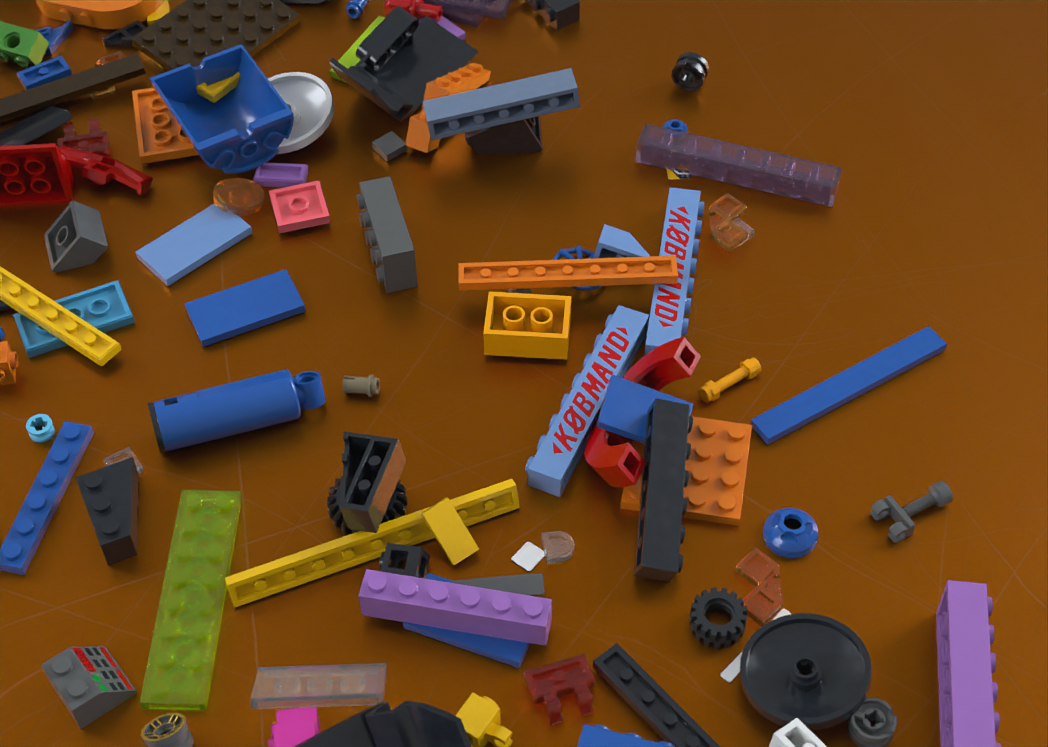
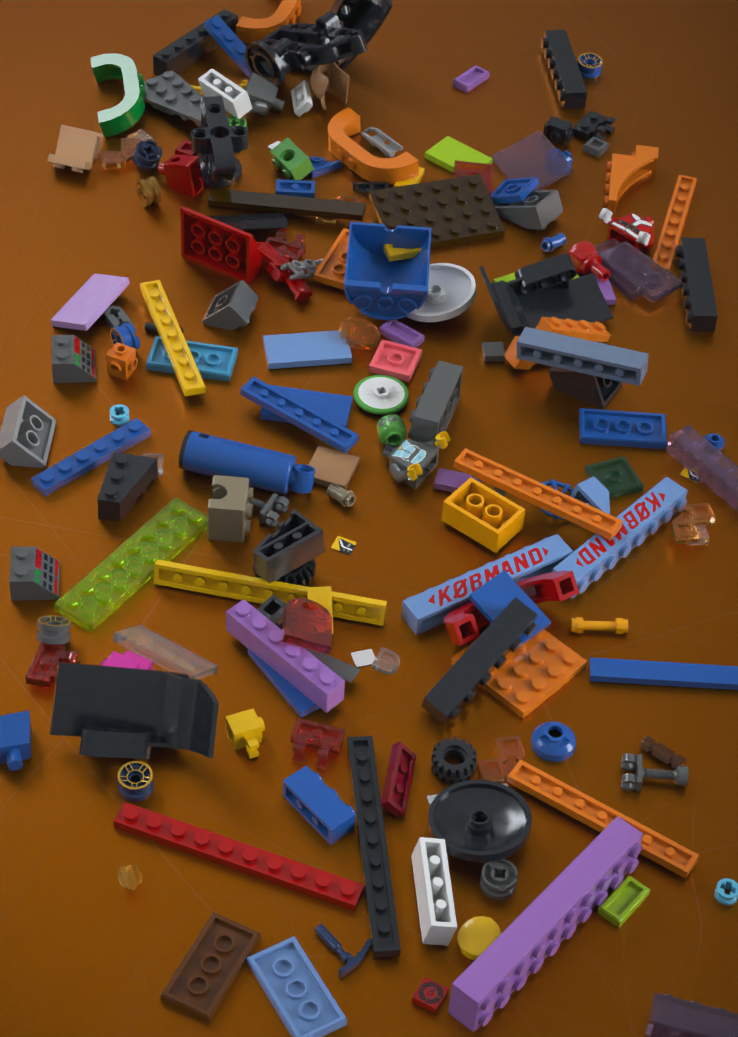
camera: 30 degrees right, 5 degrees down
(119, 155) = (298, 267): none -> light grey piece
(247, 319) = (299, 414): none -> blue plate
(261, 468) = (230, 508): none -> dark tan piece
(304, 455) = (267, 514): none -> dark grey bar
(313, 251) = (381, 394): none -> white wheel
(328, 356) = (333, 467): none -> medium nougat tile
(359, 284) = (391, 430): none -> bright green head
(407, 303) = (414, 460): none -> dark grey torso
(408, 438) = (343, 545): none -> sticker
(460, 559) = (307, 625): none -> clear red tile
(463, 305) = (450, 480): none -> medium lavender tile
(578, 161) = (622, 428): none -> blue tile
(613, 211) = (615, 476): none -> clear green tile
(682, 677) = (398, 779): none -> dark red plate
(900, 587) = (599, 816): none -> orange plate
(901, 480) = (662, 752): none -> reddish brown axle
(1007, 667) = (623, 901): none -> lime tile

